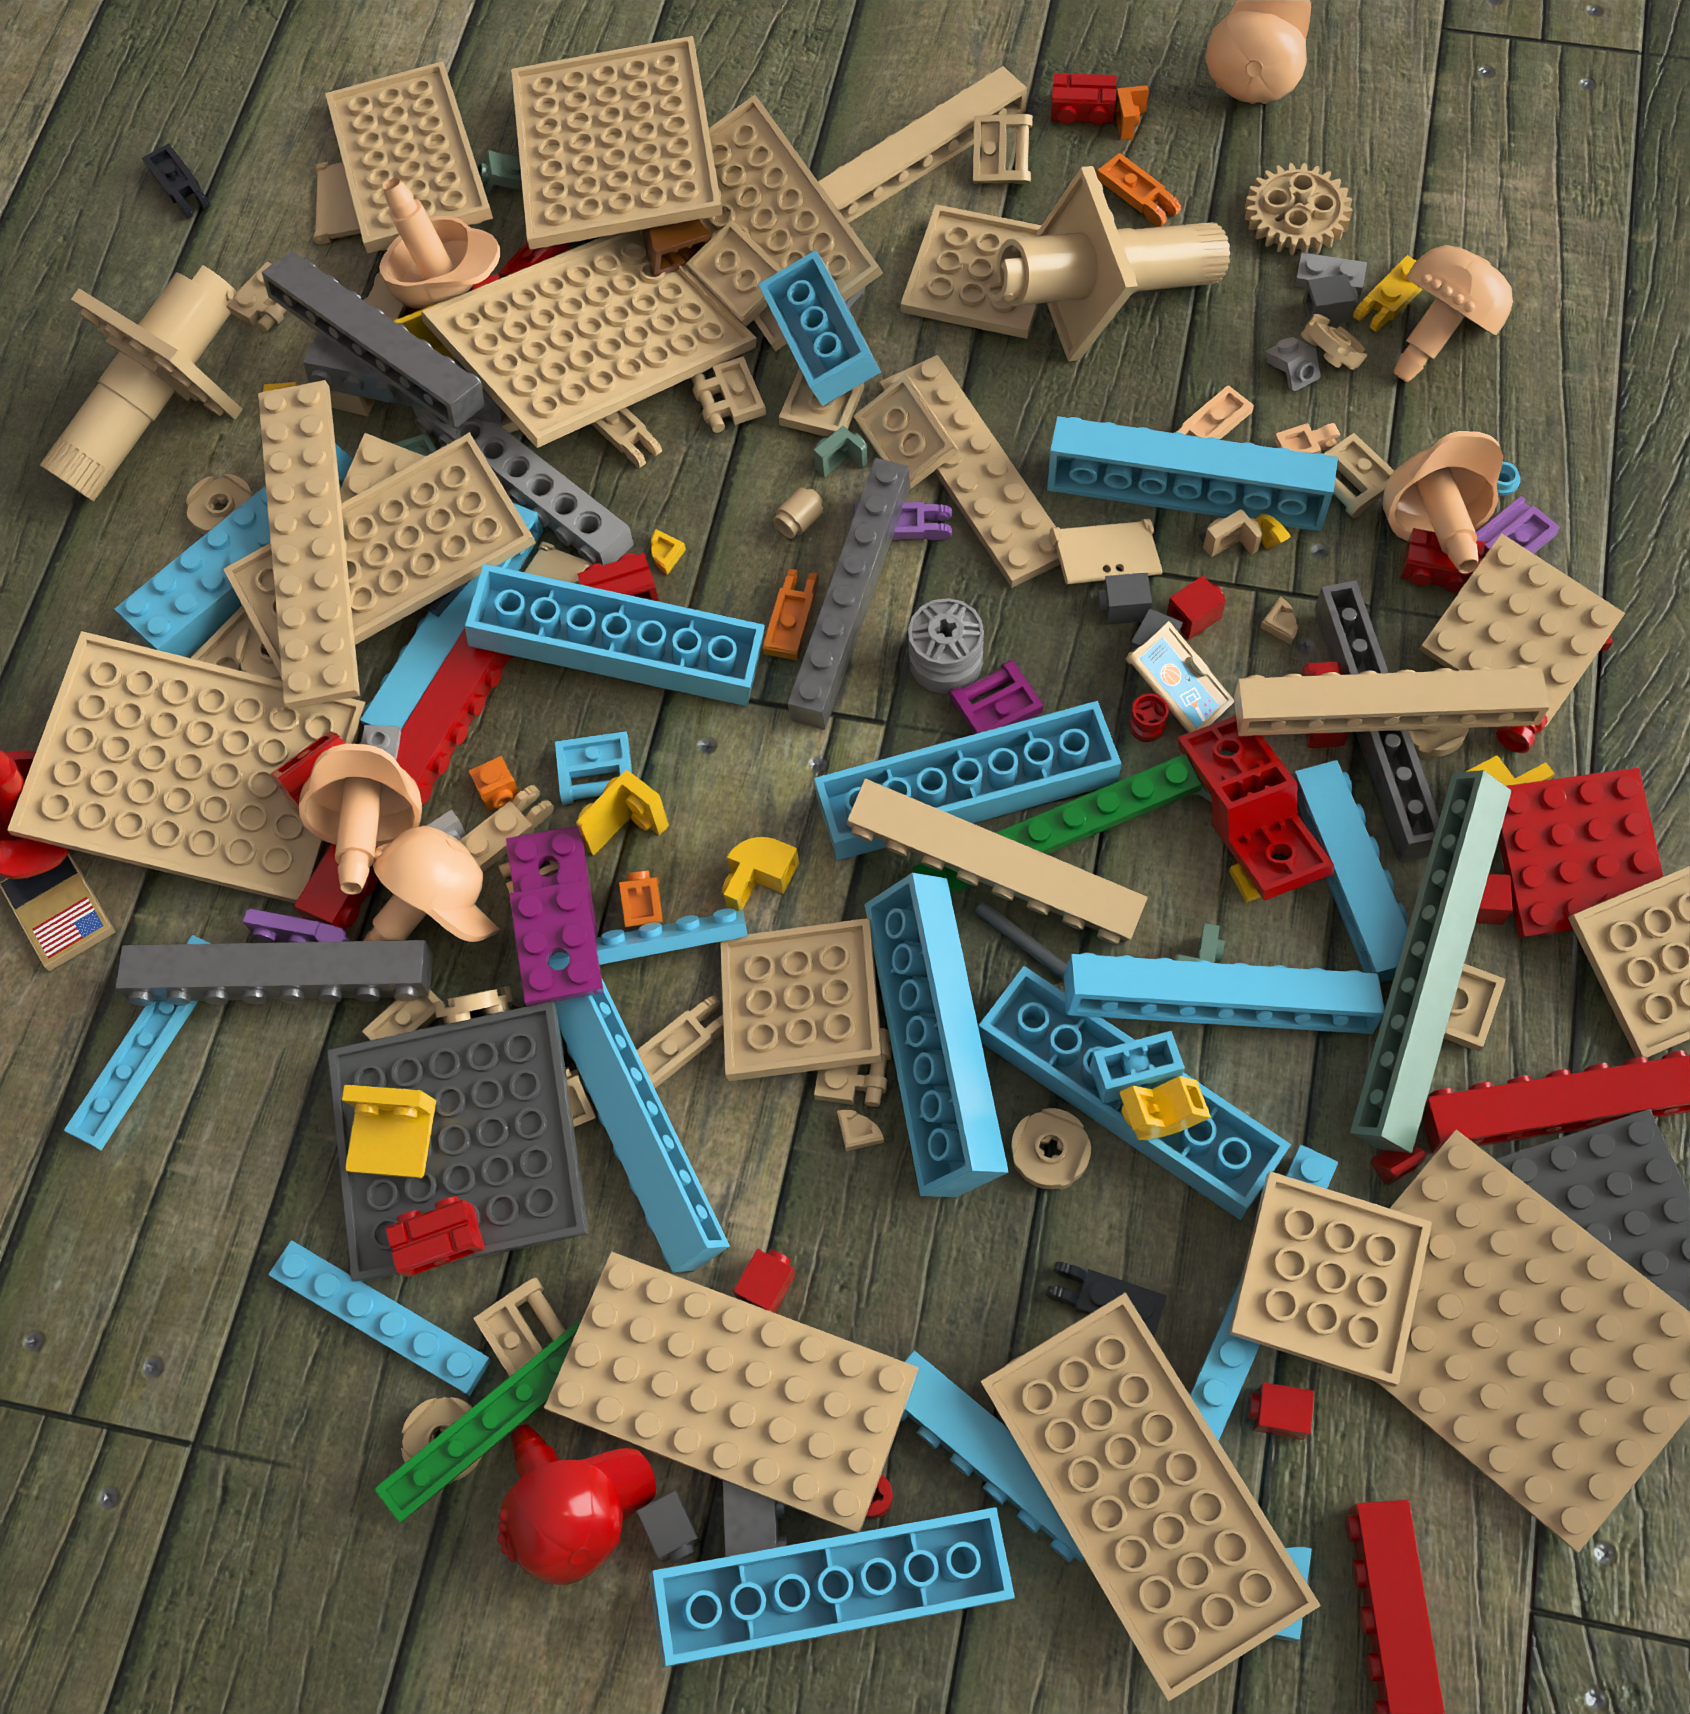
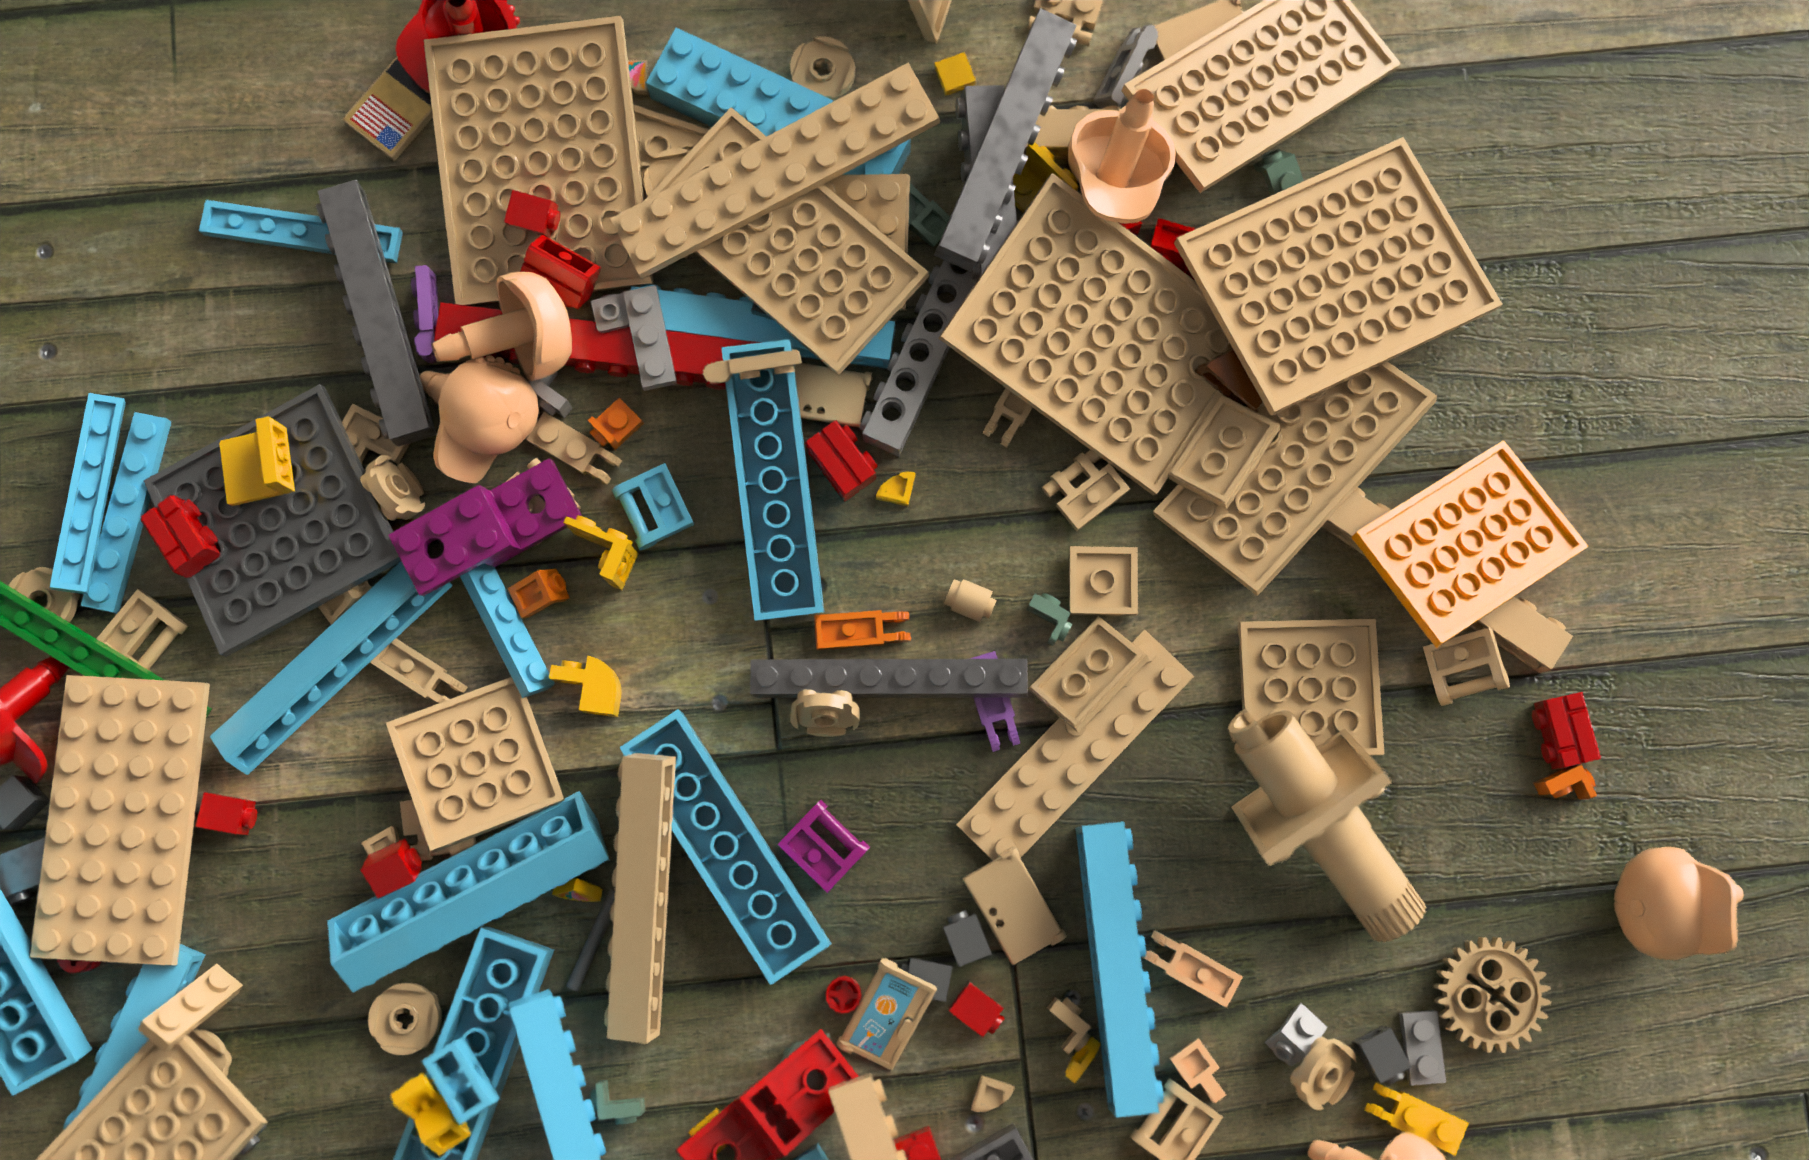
camera: 65 degrees right, 15 degrees up
(243, 780) = (532, 213): none -> red brick
(342, 1346) = (87, 494): none -> medium azure plate
(343, 260) = (1126, 65): none -> light grey hinge
(423, 711) = (650, 338): none -> light grey plate
(496, 596) = (750, 366): none -> tan hinge
(819, 328) = (1165, 555): medium azure brick -> none
(864, 654) = (825, 712): none -> tan plate
(884, 1108) = (391, 868): none -> red brick
(895, 112) = (1469, 543): none -> plate
(945, 645) = (856, 805): light grey wheel -> none
(970, 938) = (578, 890): none -> yellow tile
(972, 1359) = (190, 1008): none -> tan plate
(1095, 812) = (729, 970): green plate -> none
(1101, 1289) = (290, 1104): black hinge -> none
(1138, 189) = (1467, 818): orange hinge -> none

